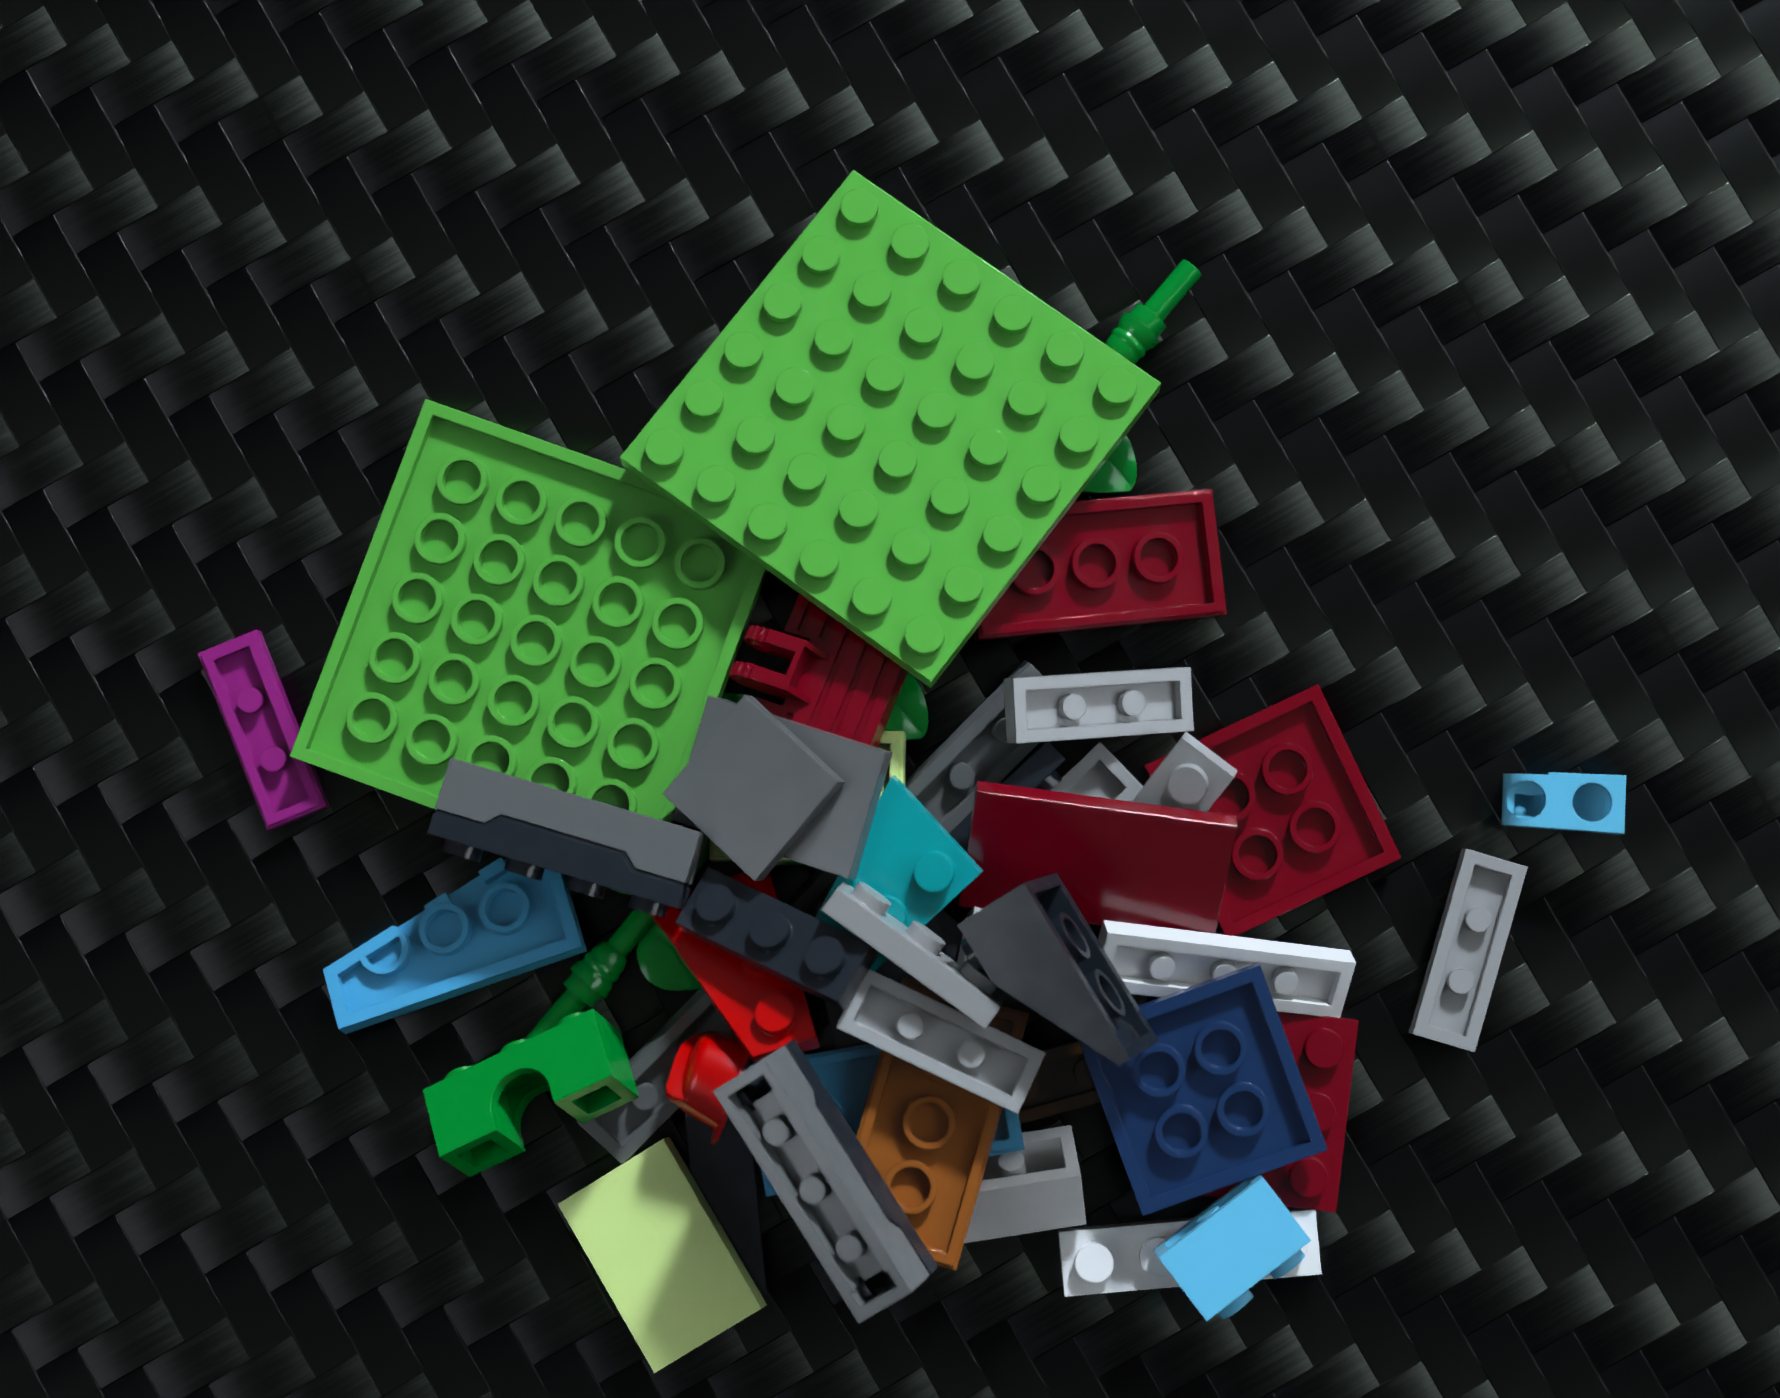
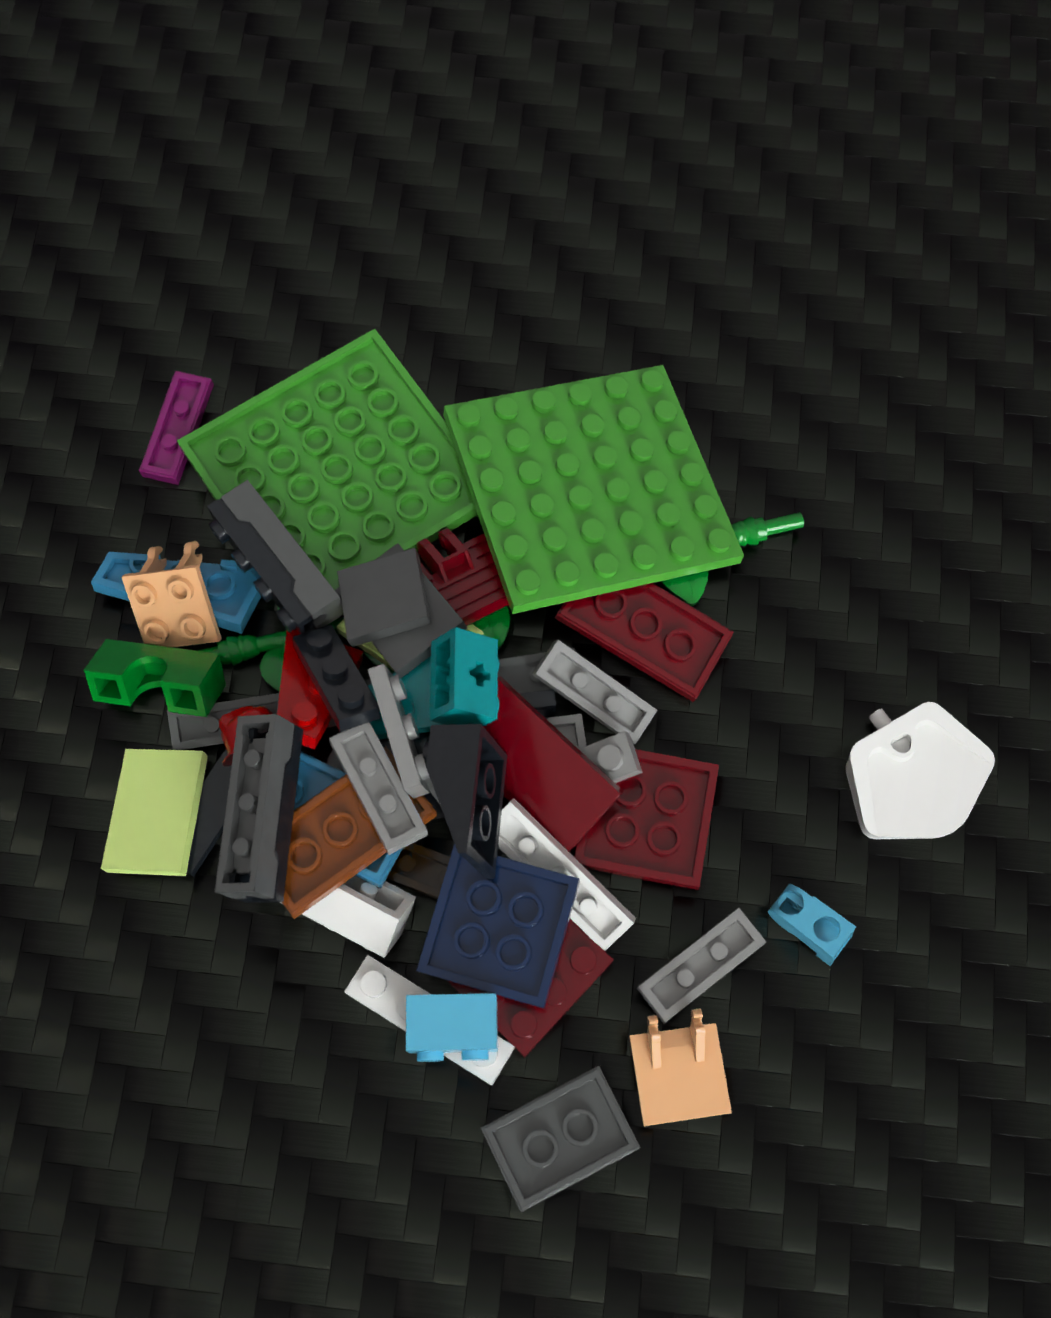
camera: 30 degrees right, 15 degrees down
(475, 986) = (172, 603): none -> light nougat plate
(947, 829) = (464, 678): none -> teal brick
(1442, 1273) = (560, 1138): none -> dark grey tile
(1530, 1096) = (679, 1072): none -> light nougat plate
(1566, 515) = (916, 774): none -> white animal

